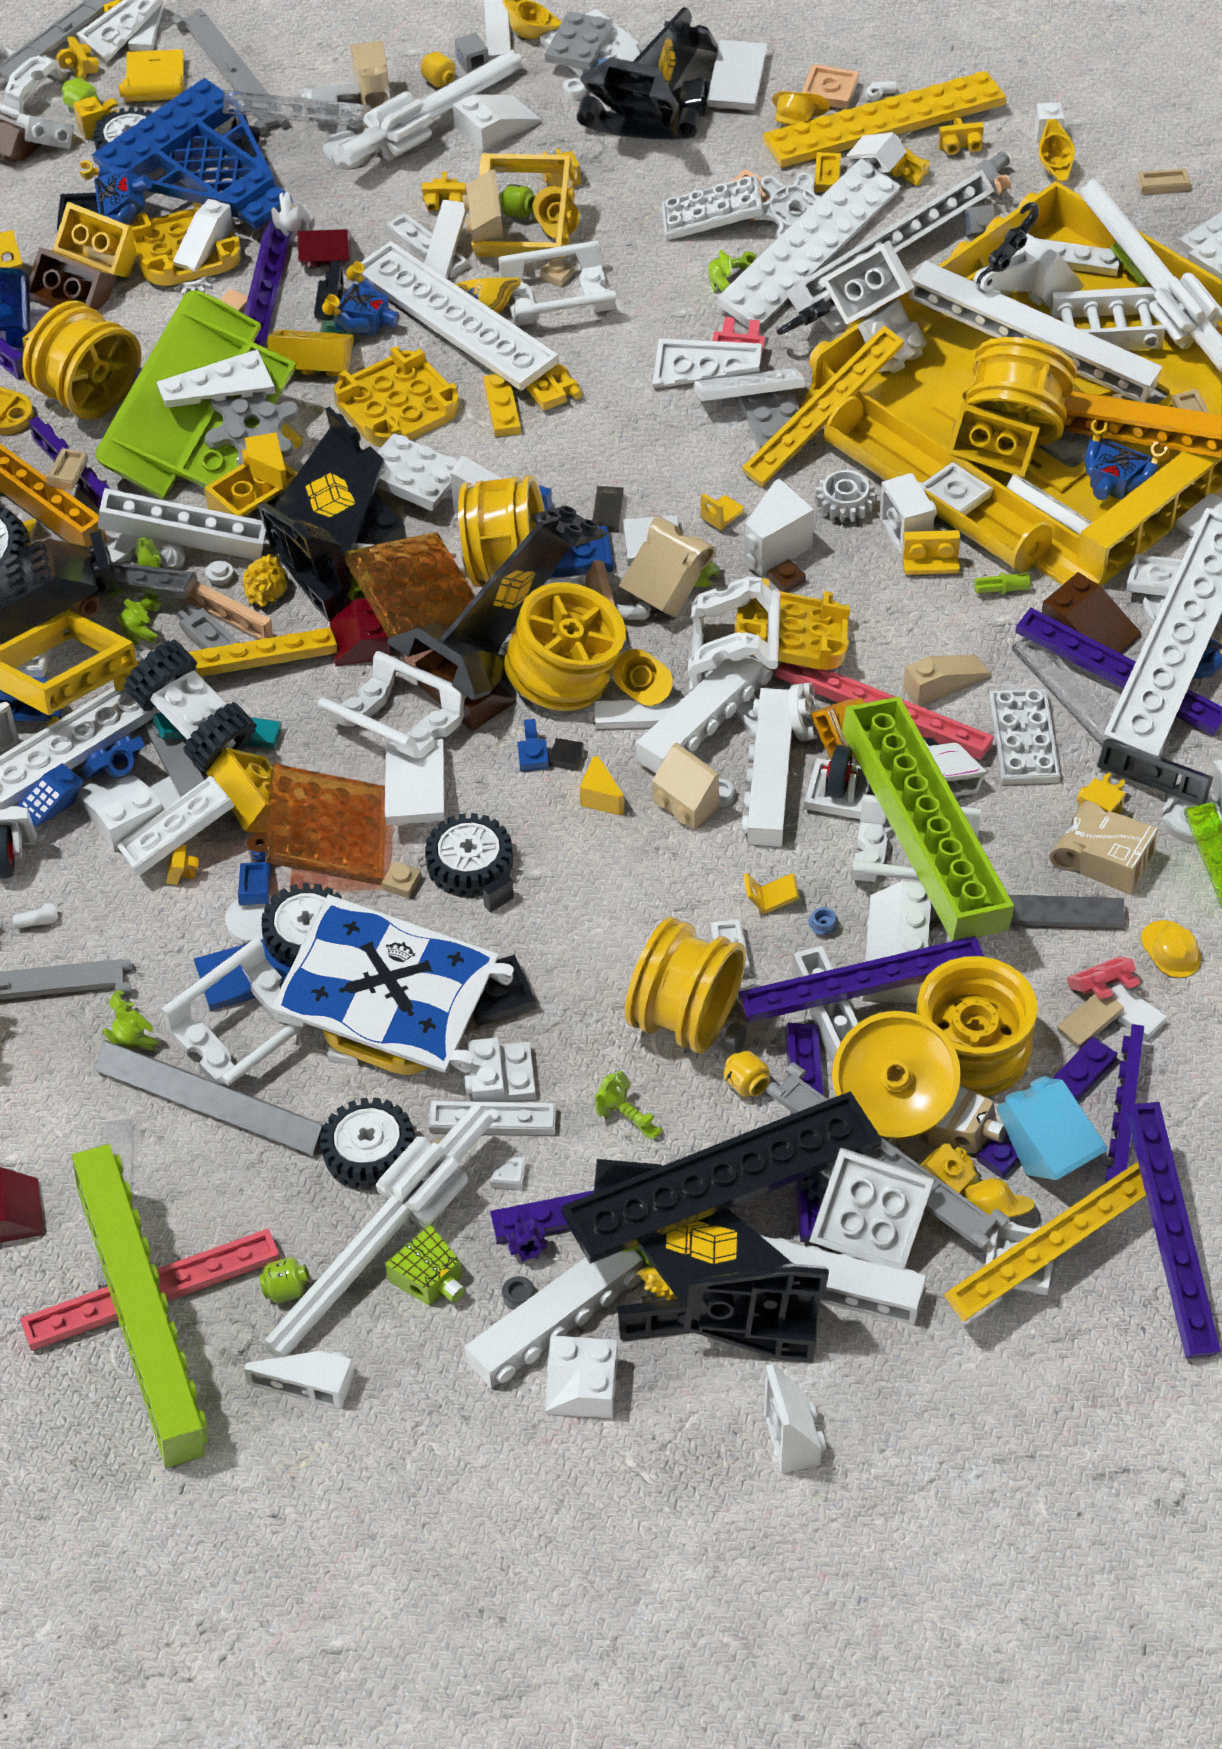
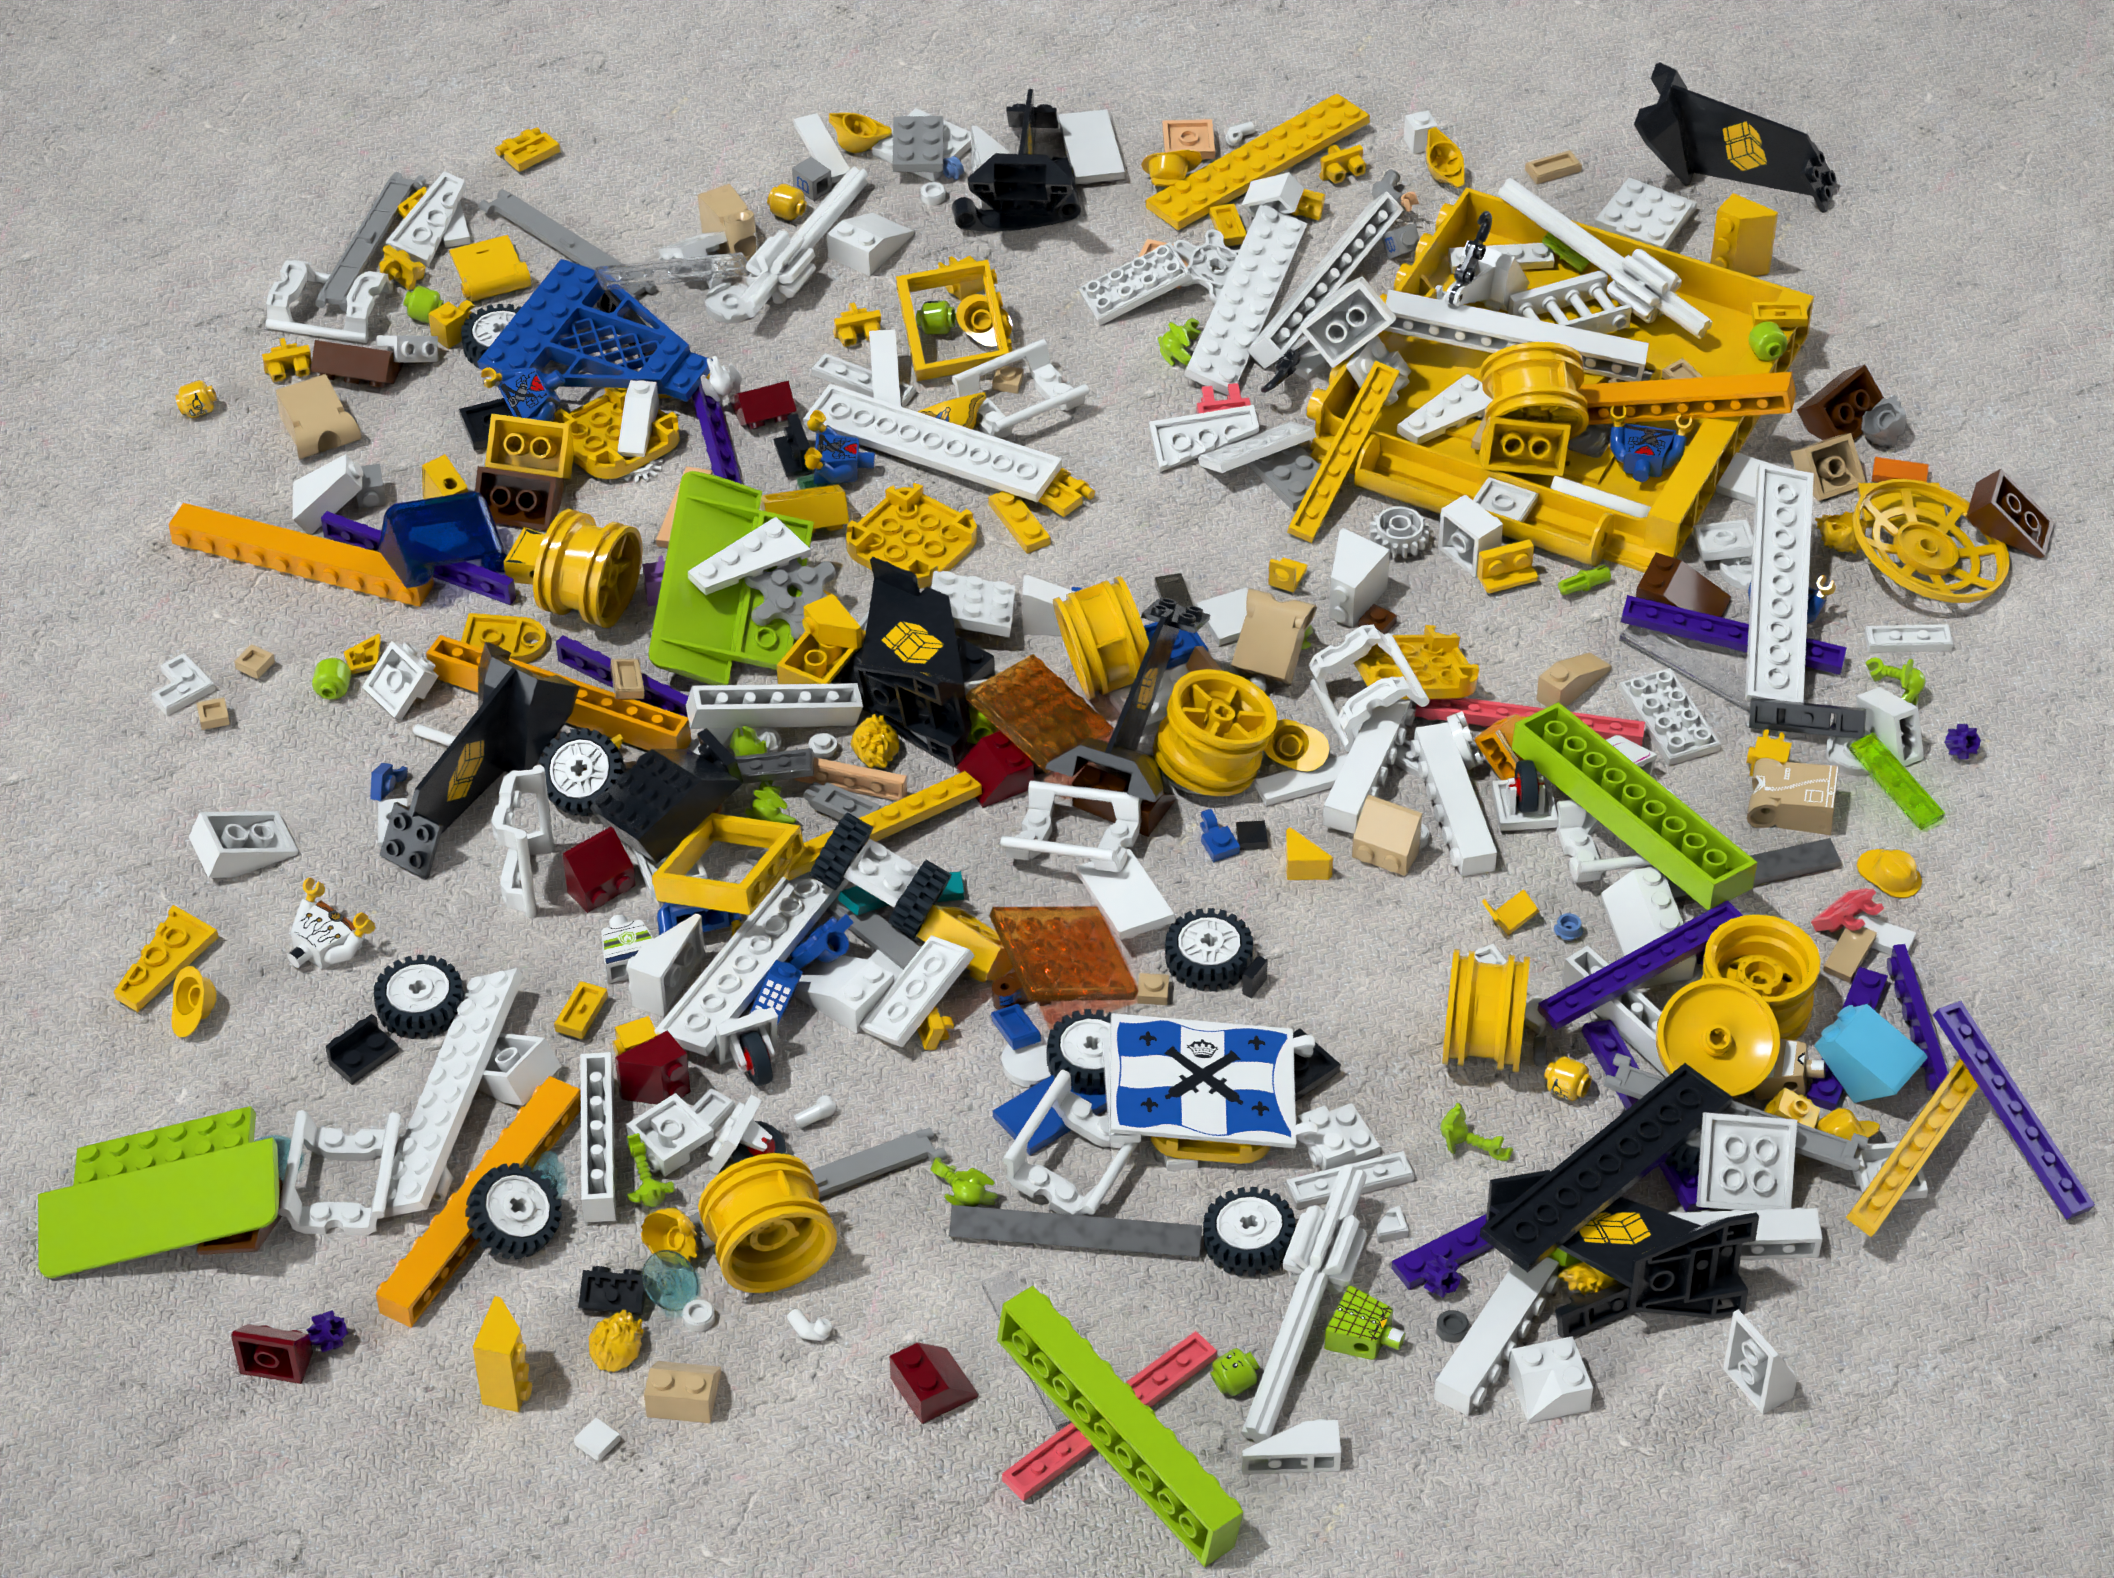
camera: 20 degrees left, 5 degrees down
(484, 208) = (924, 329): tan slope -> none
(940, 390) = (1446, 410): none -> white wing

